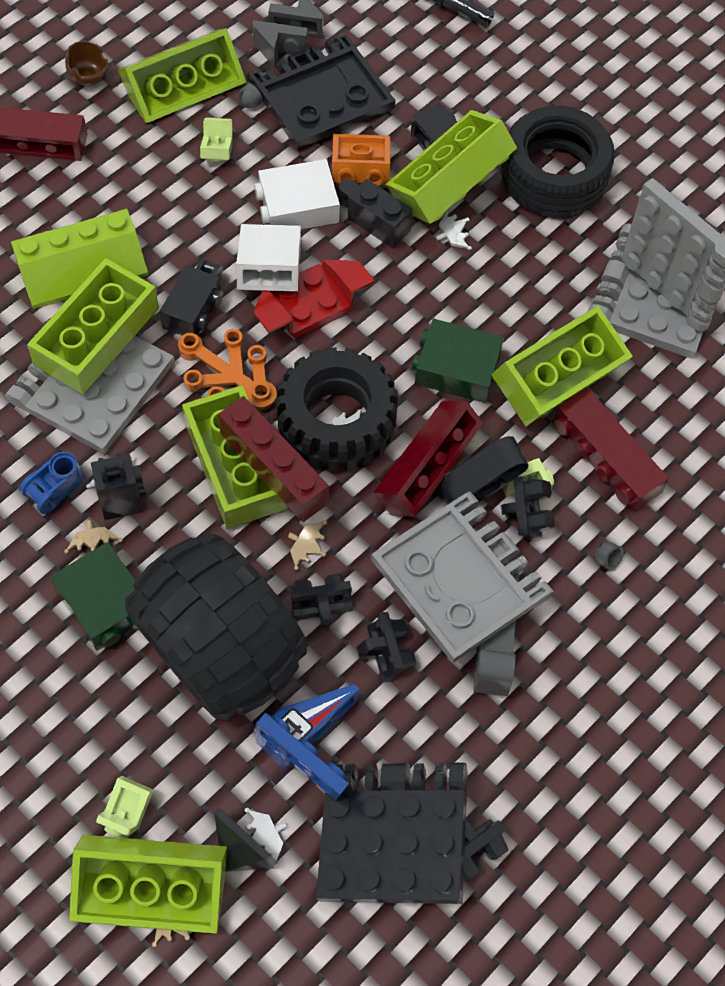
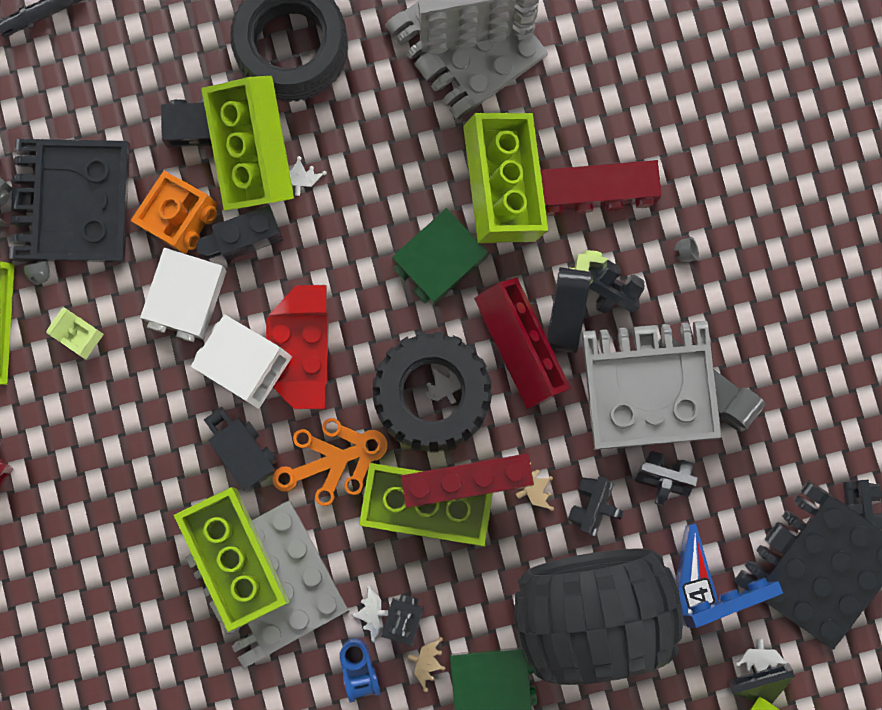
camera: 55 degrees left, 20 degrees up
(63, 258) = (136, 530): lime slope -> none

